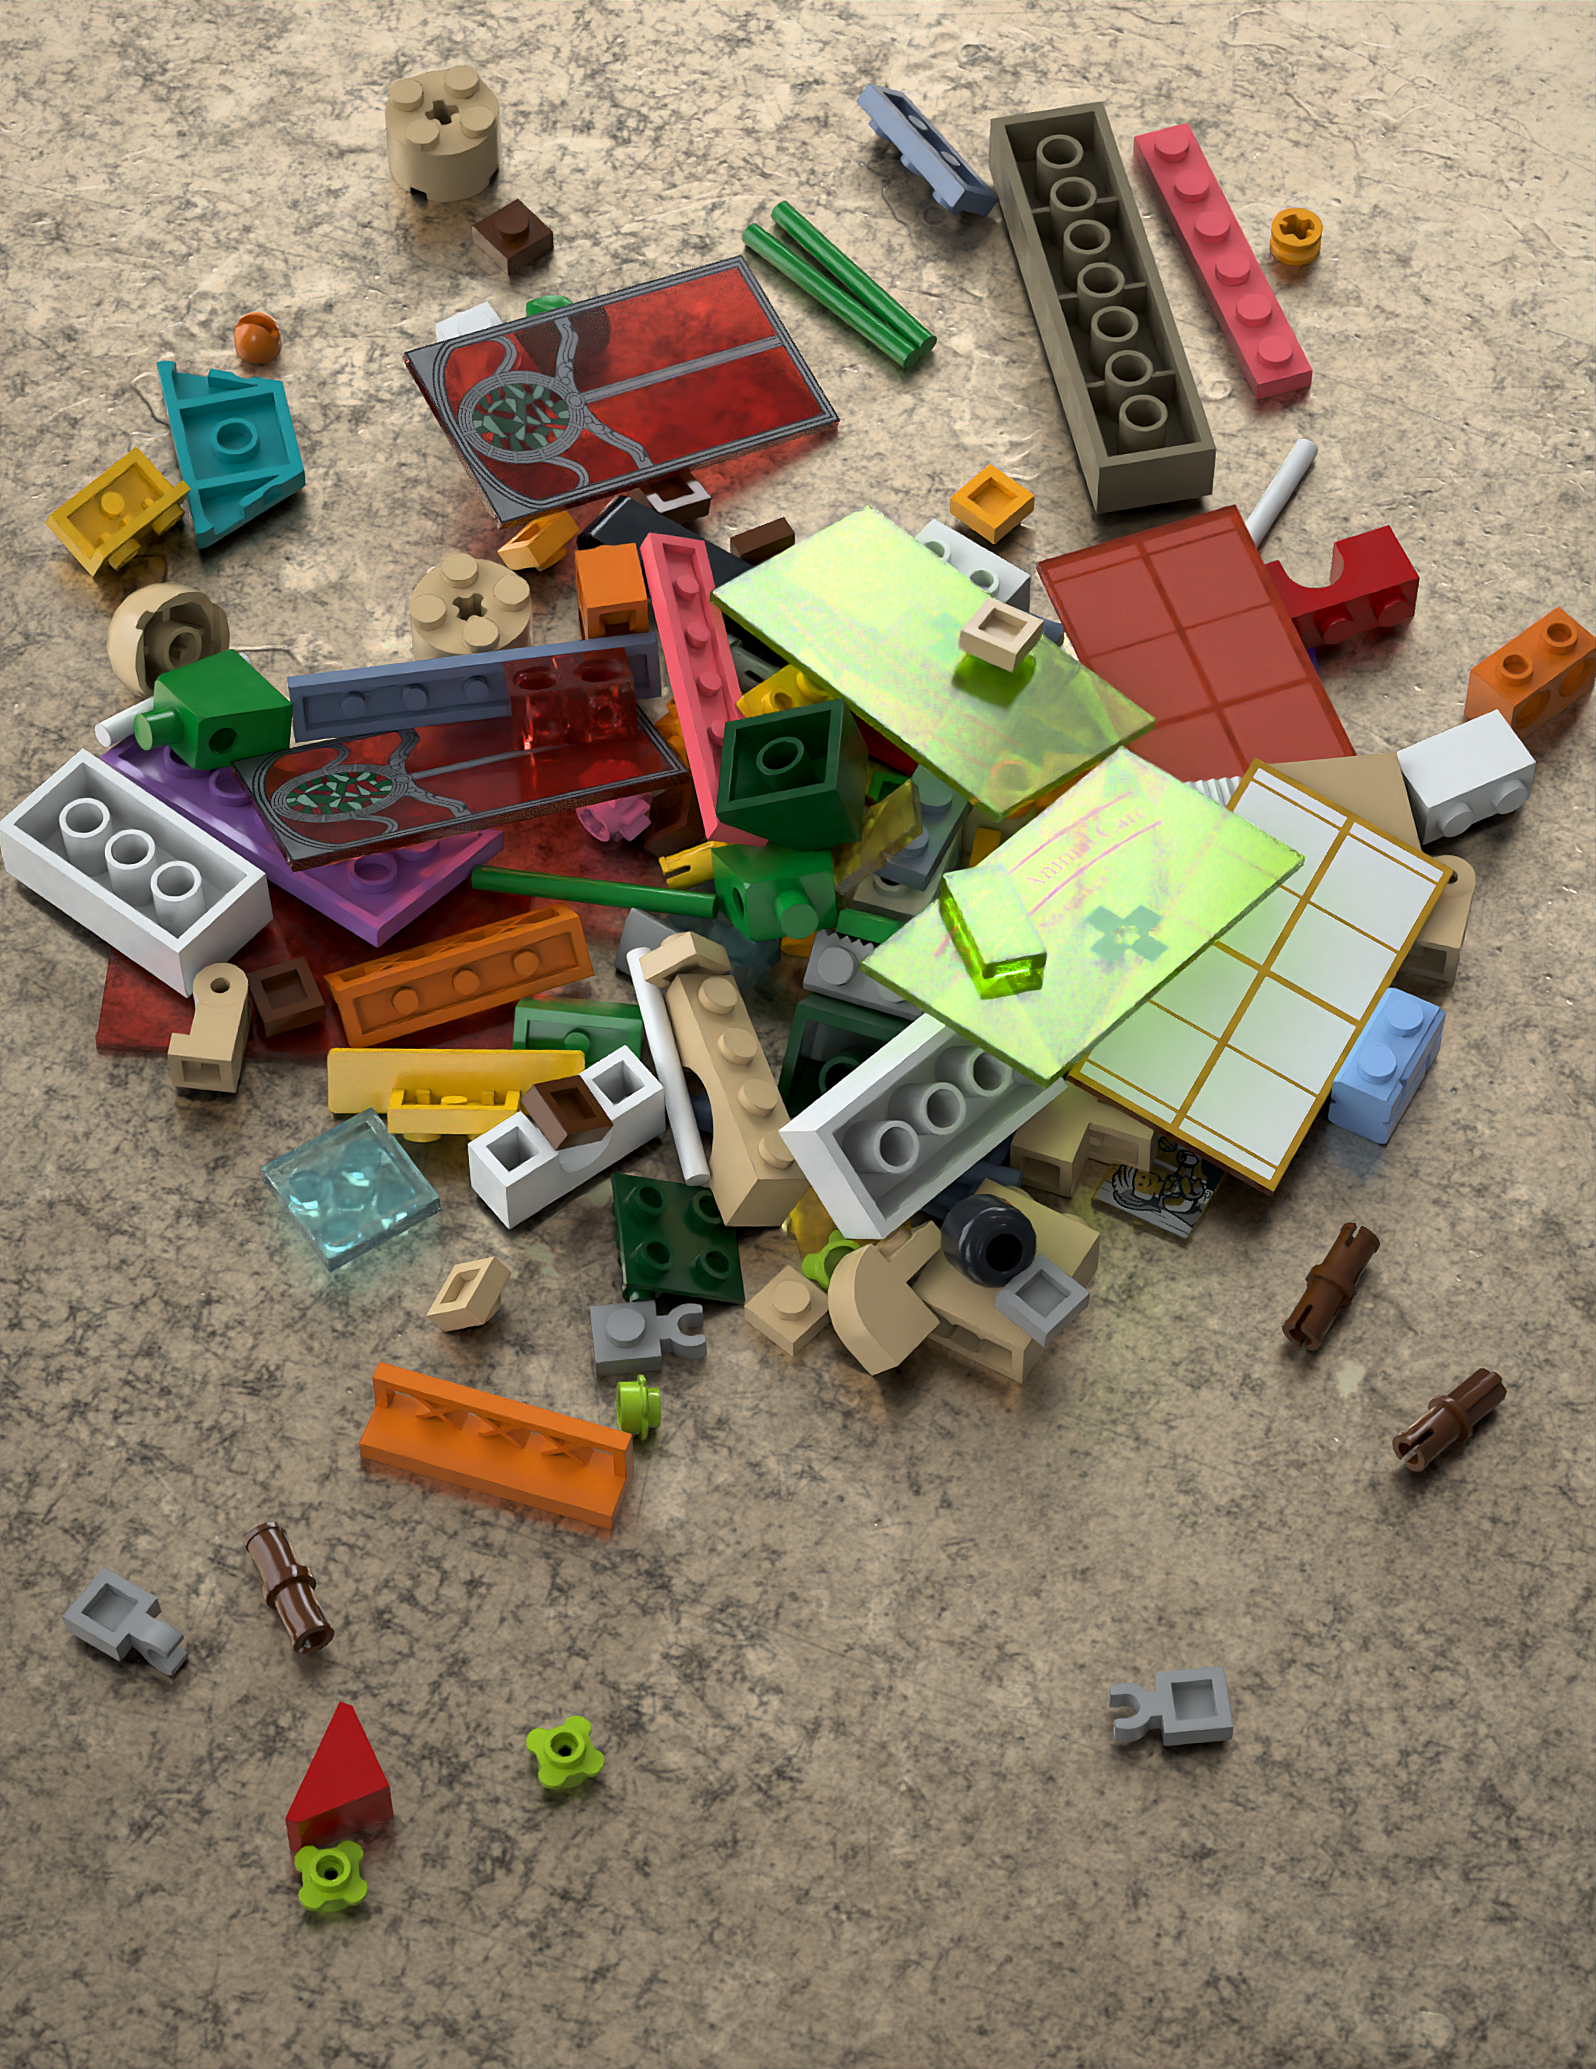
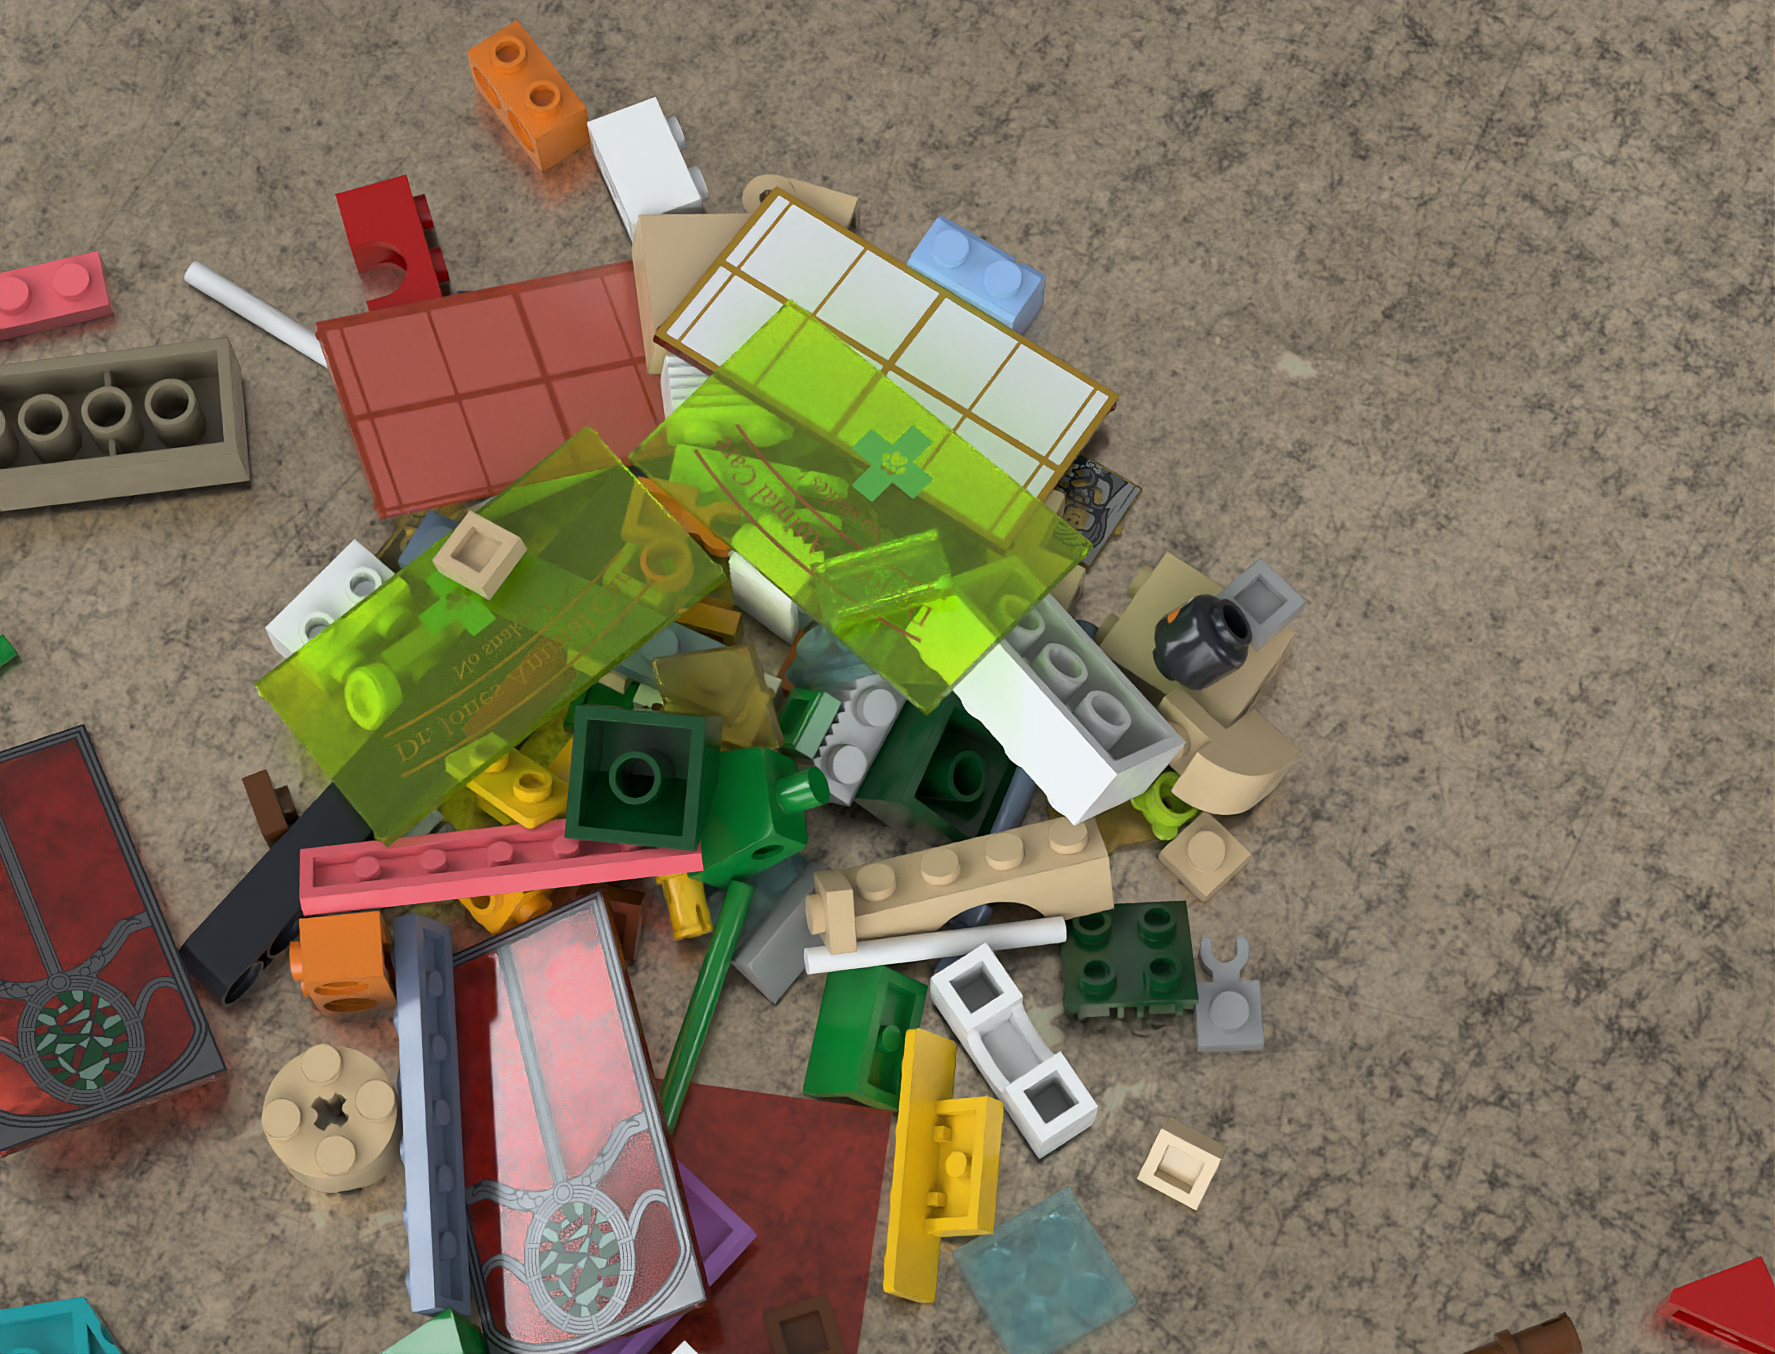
camera: 85 degrees left, 15 degrees up
(460, 975) = (796, 1147): orange fence -> none
(496, 1447) = (1362, 1147): orange fence -> none
(540, 542) = (233, 1039): light orange plate -> none
(567, 1112) = (1017, 1038): reddish brown plate -> none
(567, 1771) = (1684, 1113): lime plate -> none
(570, 698) = (460, 1013): clear red brick -> none
(637, 1407) = (1316, 1007): lime plate -> none
(676, 498) = (181, 898): reddish brown plate -> none
(992, 504) = (229, 577): light orange plate -> none
(1185, 1705) = (1656, 538): light grey plate -> none
(1331, 1286) = (1211, 364): reddish brown pin -> none
(1450, 1418) = (1359, 280): reddish brown axle -> none

